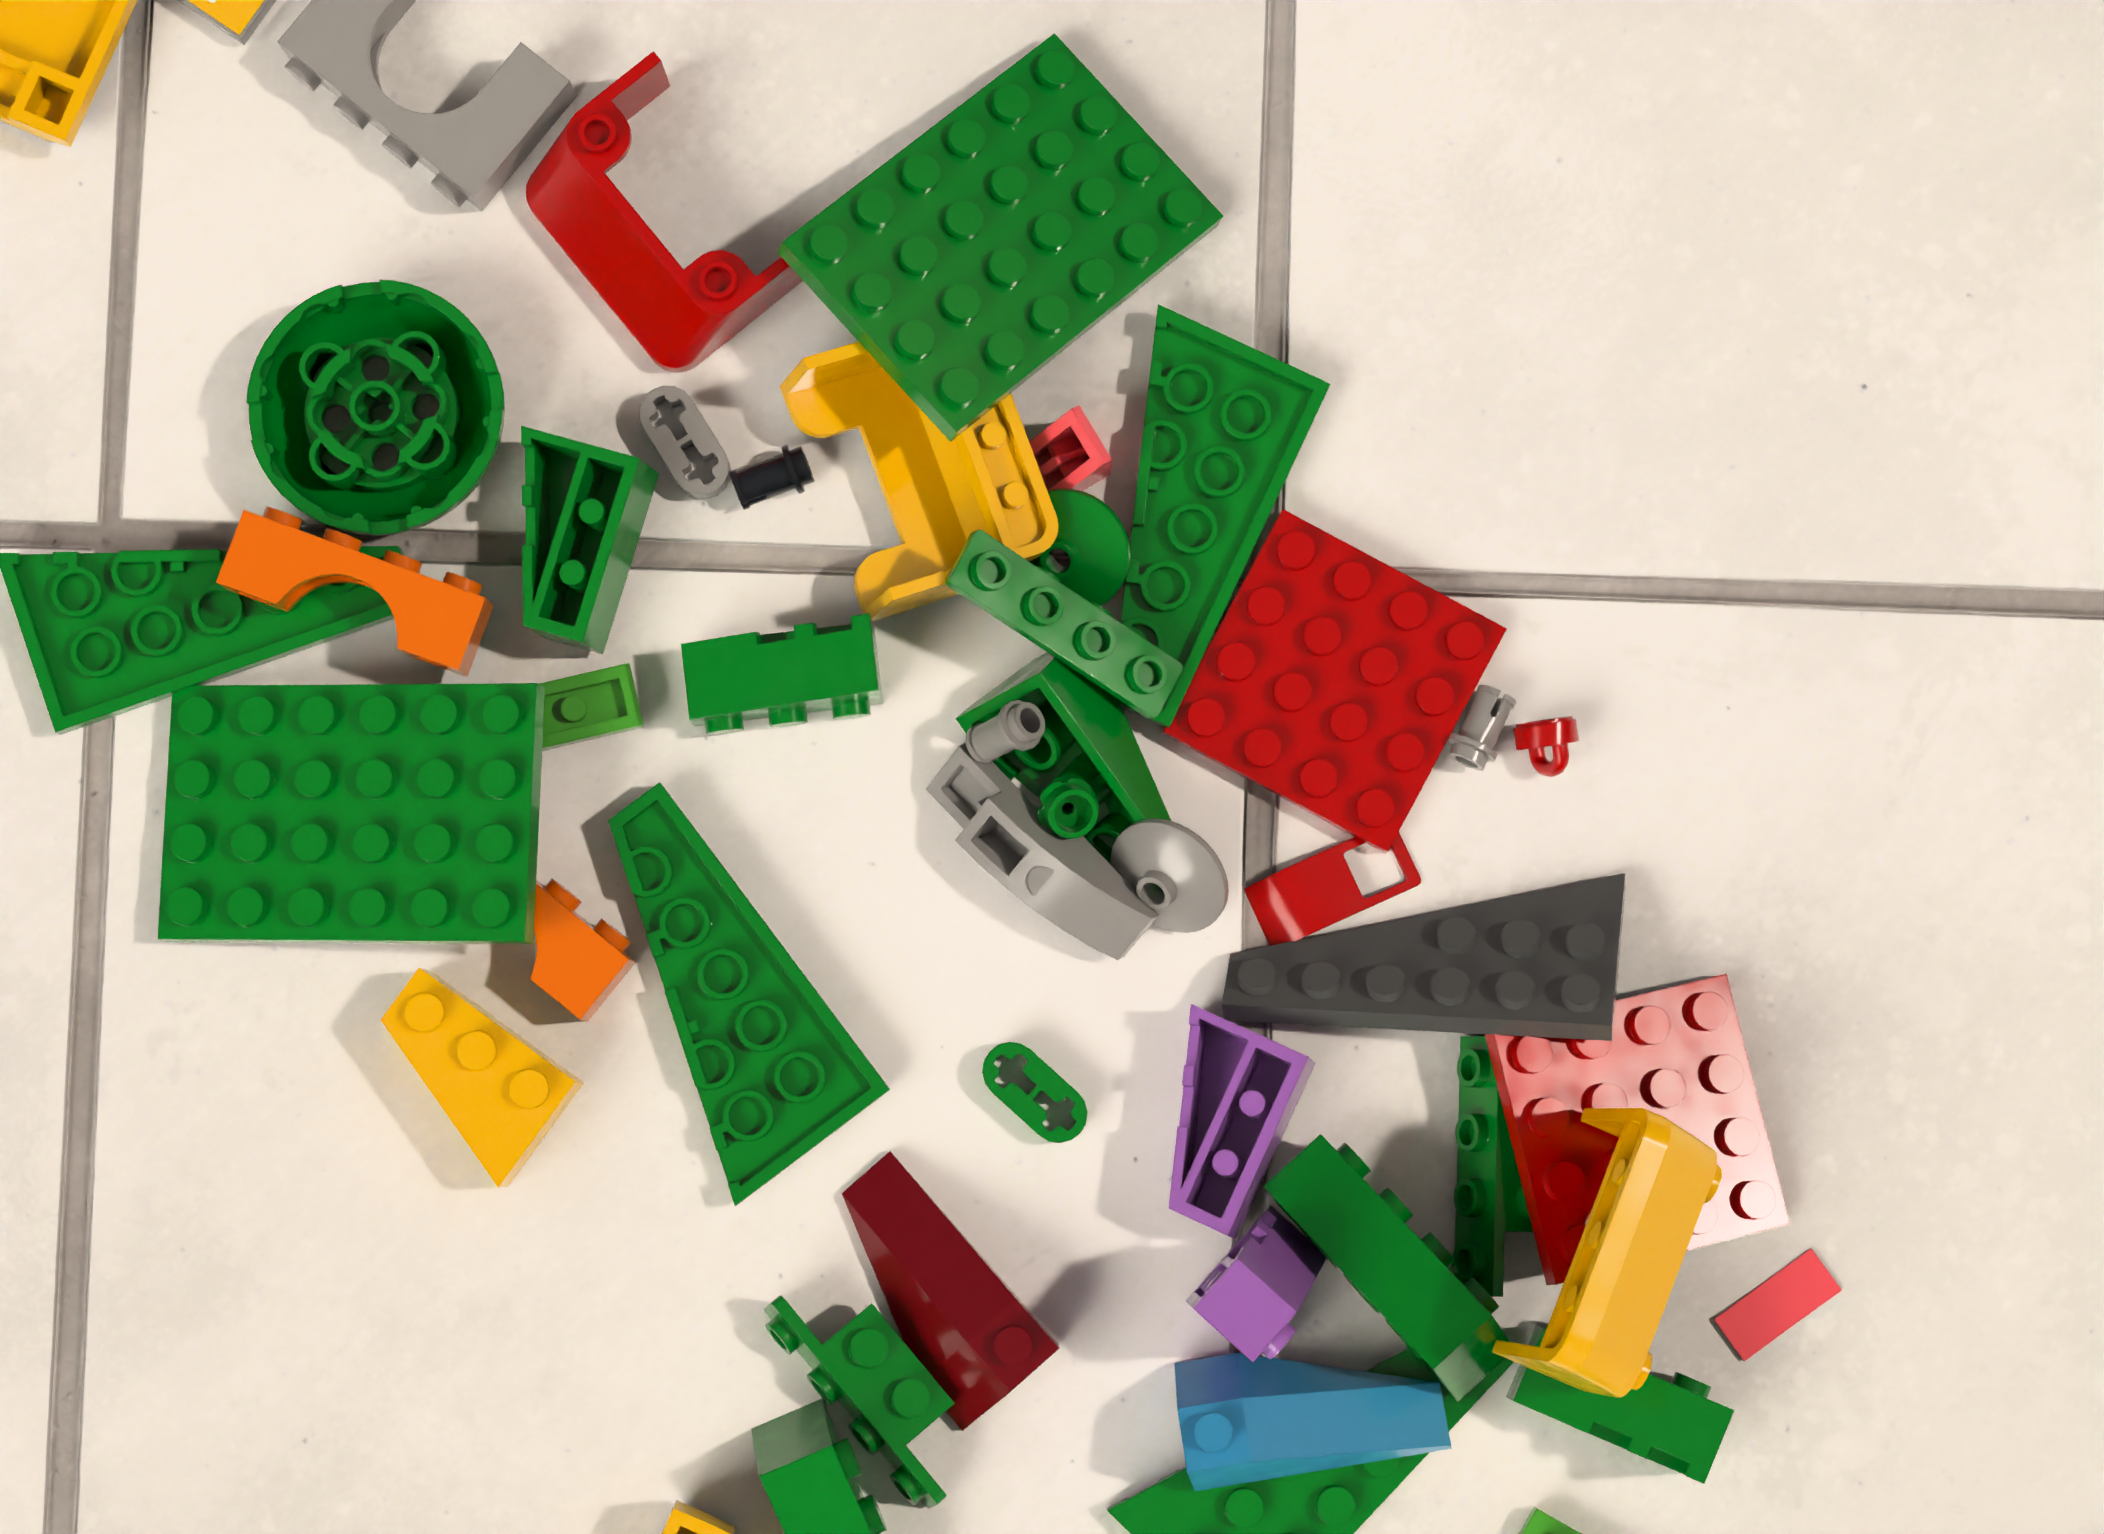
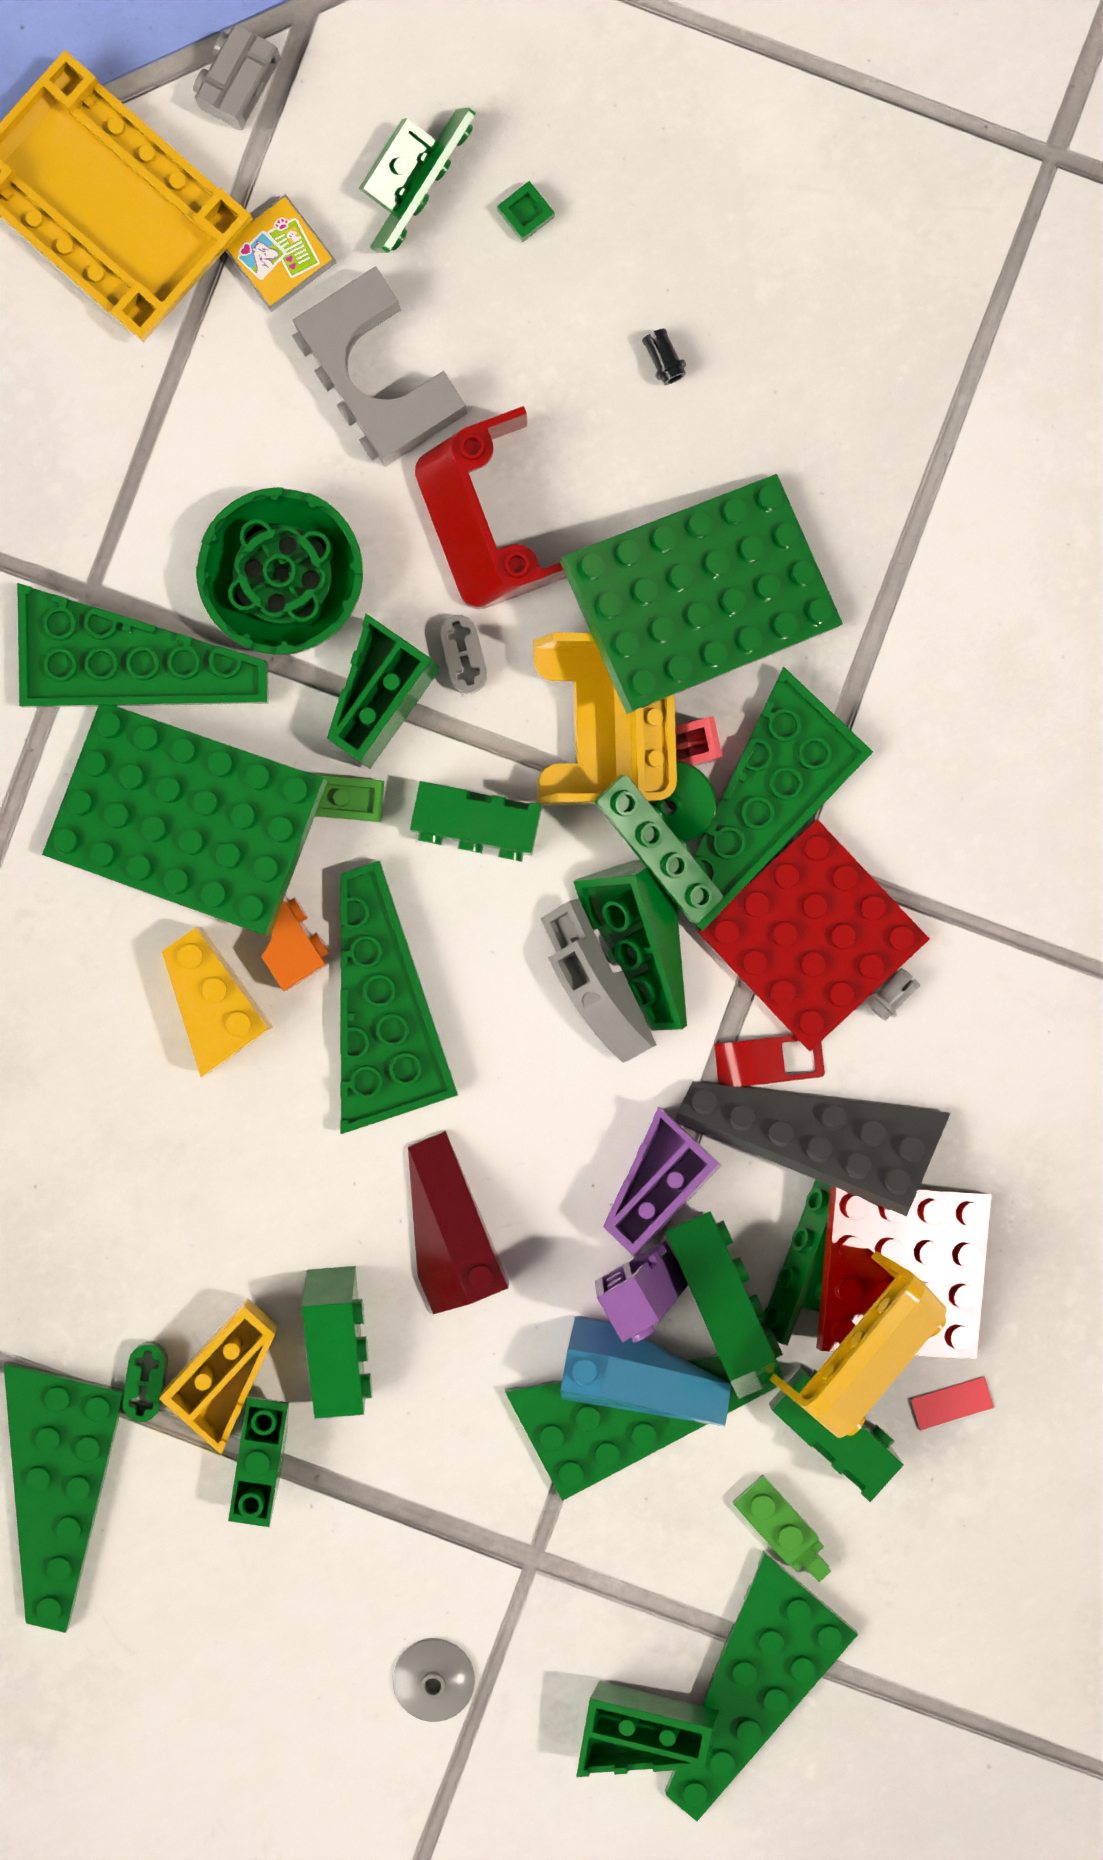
camera: 20 degrees right, 5 degrees up
(282, 564) = (191, 650): orange arch -> none
(772, 477) = (510, 694): black pin -> none
(876, 1384) = (392, 1271): green bracket -> none
(1015, 727) = (608, 902): light grey pin -> none
(1046, 1080) = (536, 1130): green beam -> none
(1079, 819) = (627, 971): green plate -> none
(1172, 873) = (673, 1022): light grey dish -> none
(1544, 733) = (933, 1012): red tile -> none

